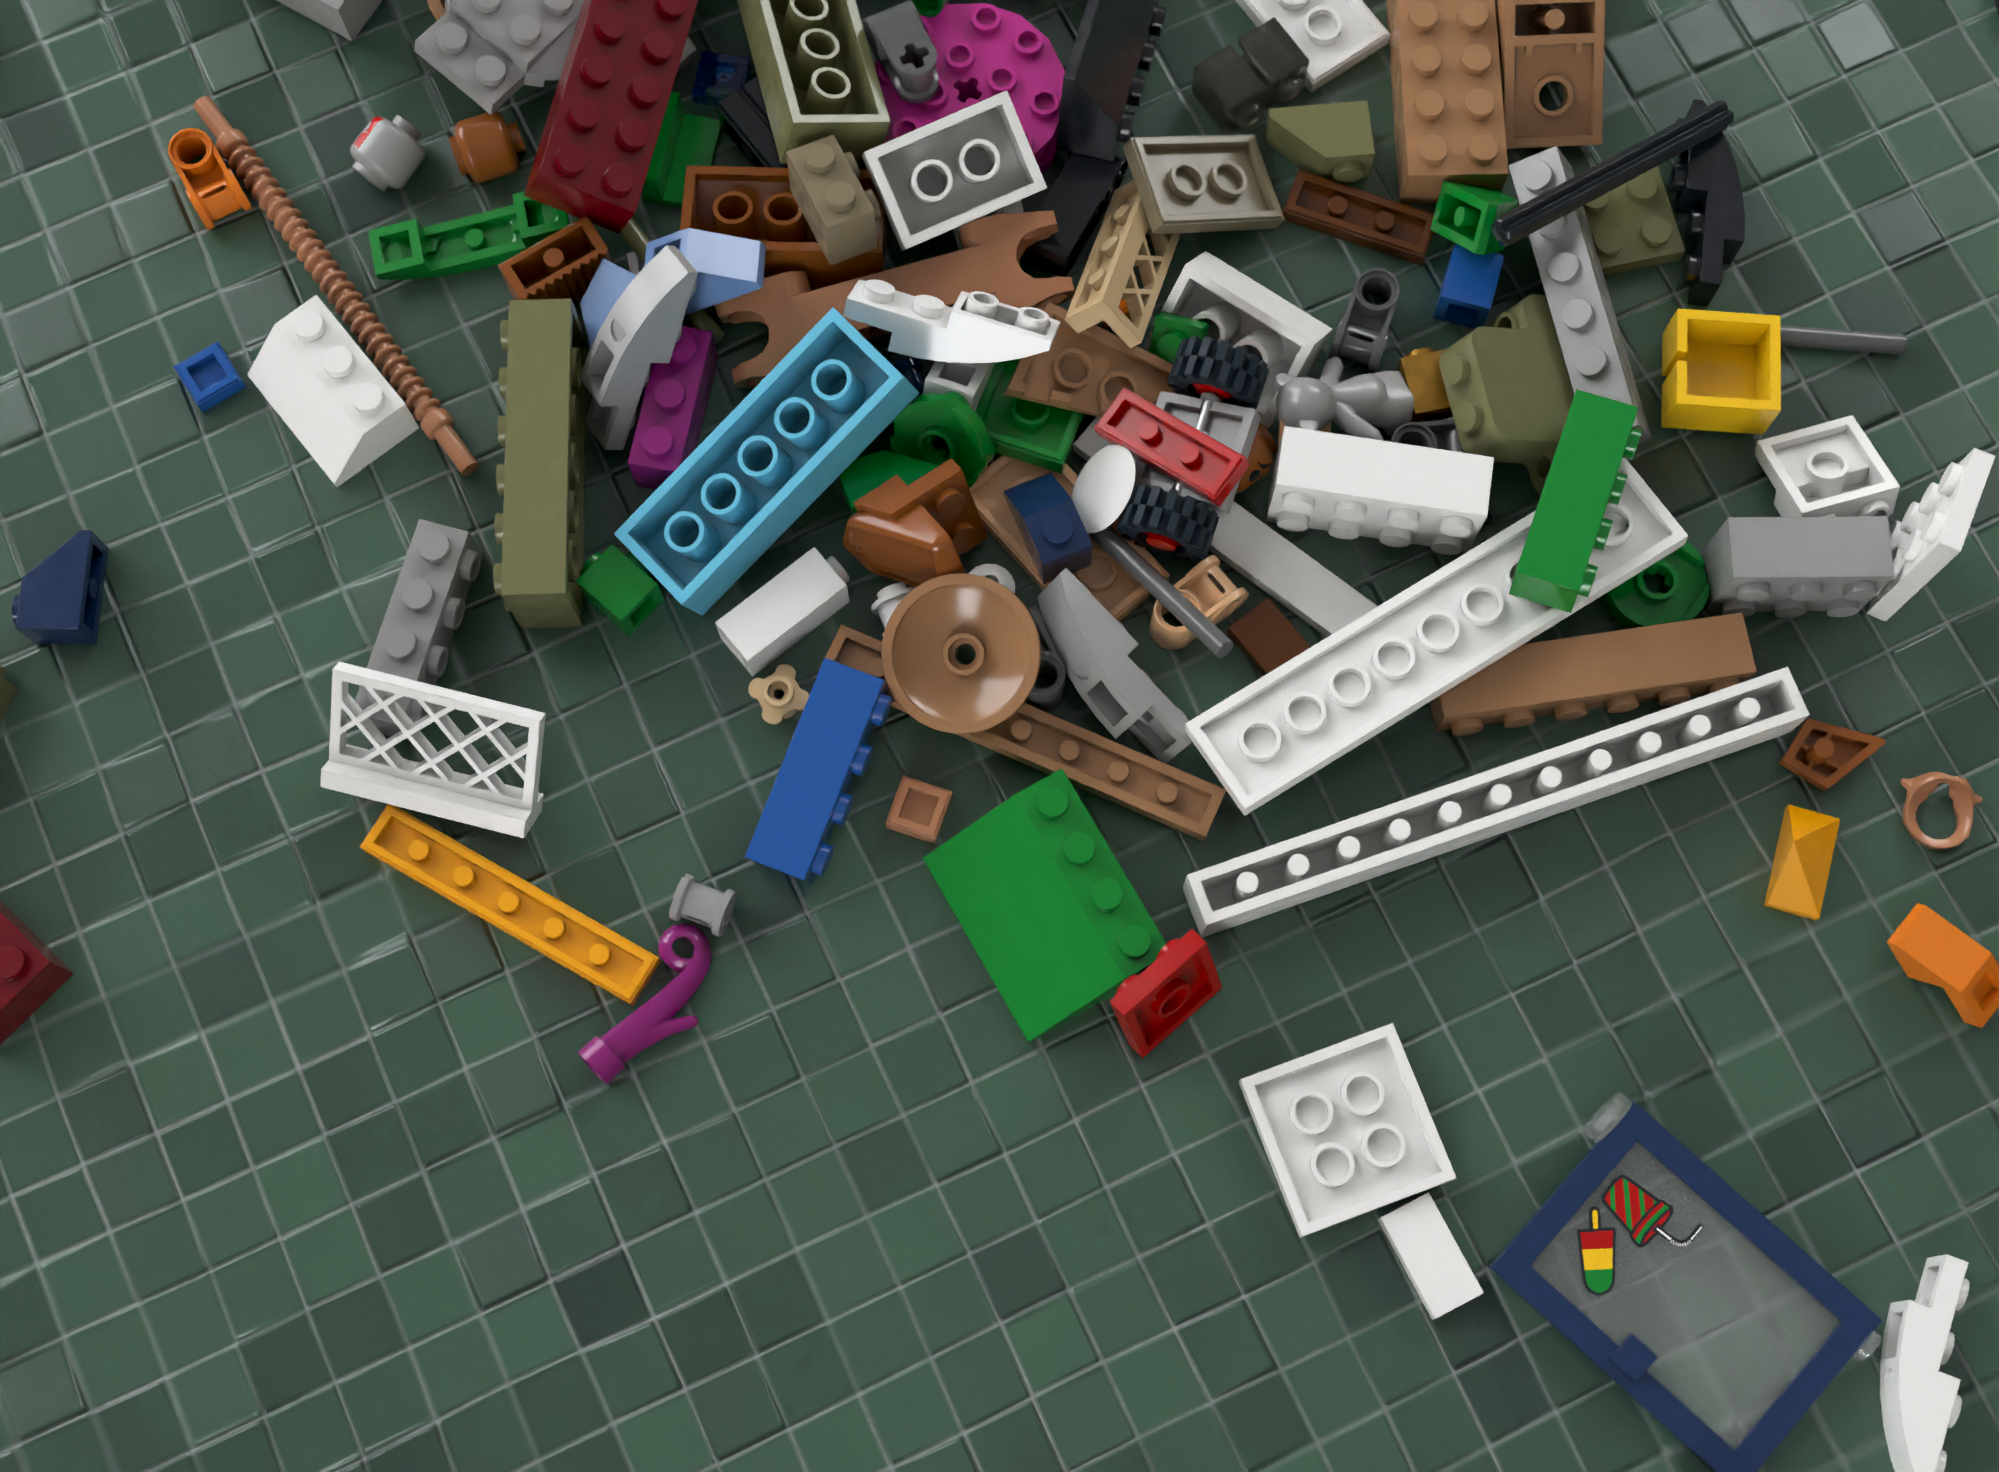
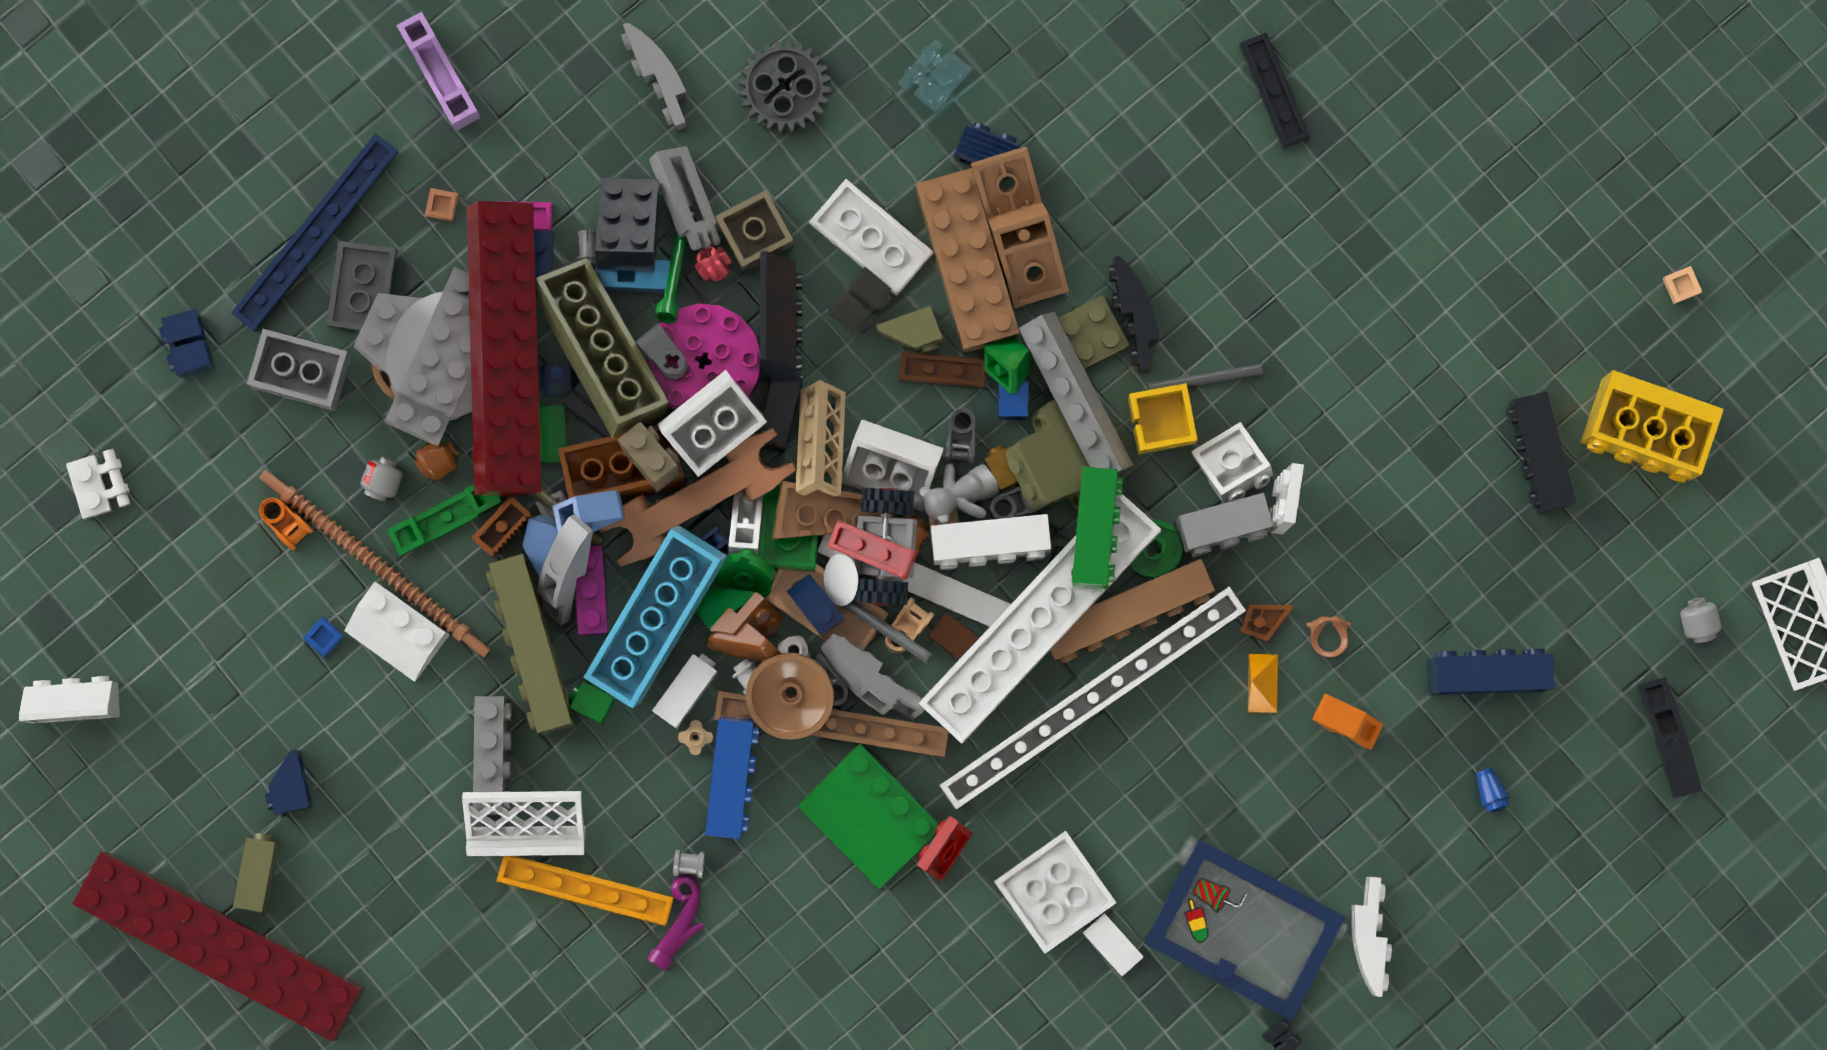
camera: 20 degrees left, 10 degrees up
(919, 809) = (788, 780): nougat tile -> none
(970, 332) = (745, 515): white slope -> none
(1170, 331) = (859, 477): green plate -> none
(1203, 183) = (850, 379): dark tan tile -> none
(1611, 173) = (1076, 324): black axle -> none

